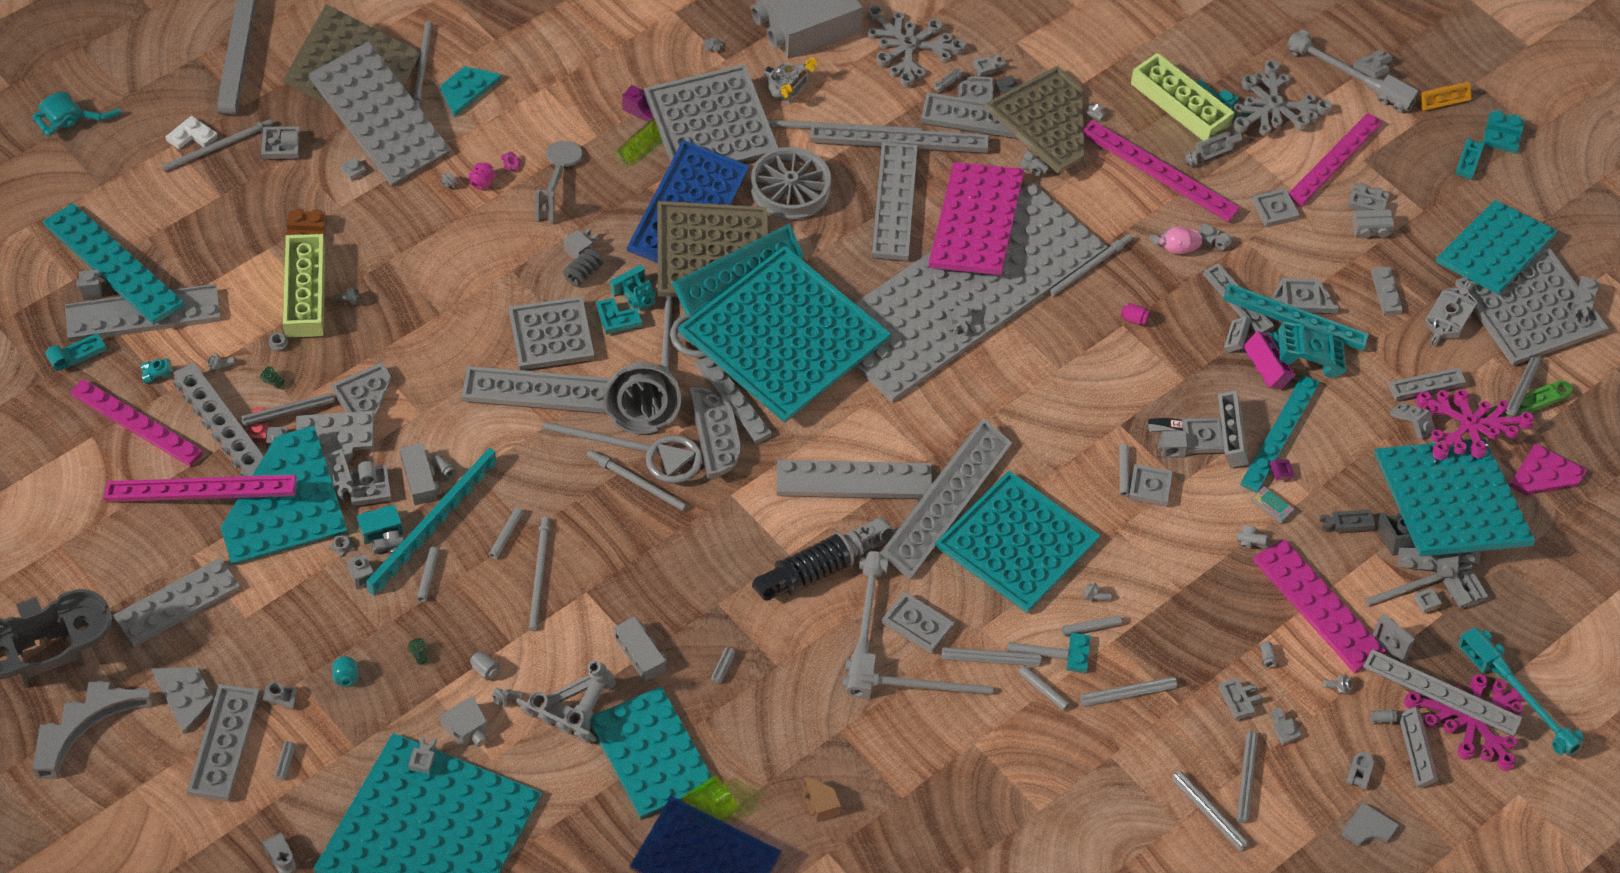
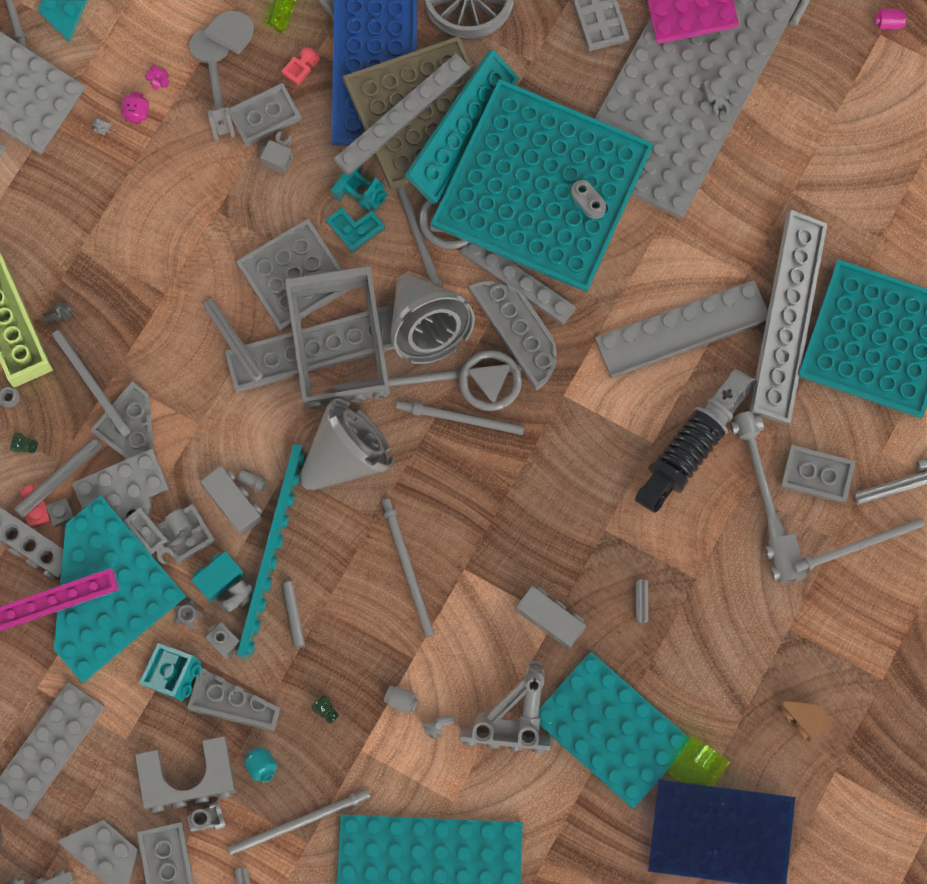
camera: 15 degrees left, 20 degrees up
(301, 672) = (216, 782): none -> light grey arch
(306, 579) = (171, 672): none -> teal plate
(341, 617) = (229, 702): none -> light grey wing
(348, 351) = (91, 383): none -> light grey tile
(356, 727) = (354, 799): none -> light grey bar
(423, 757) = (388, 837): light grey plate -> none
(465, 723) = (412, 774): light grey torso -> none
(477, 358) = (233, 340): none -> light grey axle
(505, 533) = (352, 534): light grey piece -> none
(527, 462) = (344, 448): none -> light grey cone
(570, 343) = (329, 283): none -> light grey window
(582, 267) = (292, 180): dark grey piece -> none
(583, 214) = (264, 114): none -> light grey plate
(586, 148) = (231, 30): none -> light grey tile
(627, 192) = (298, 69): none -> coral plate
(692, 243) = (401, 114): none -> light grey plate
(816, 351) = (586, 199): none -> light grey plate

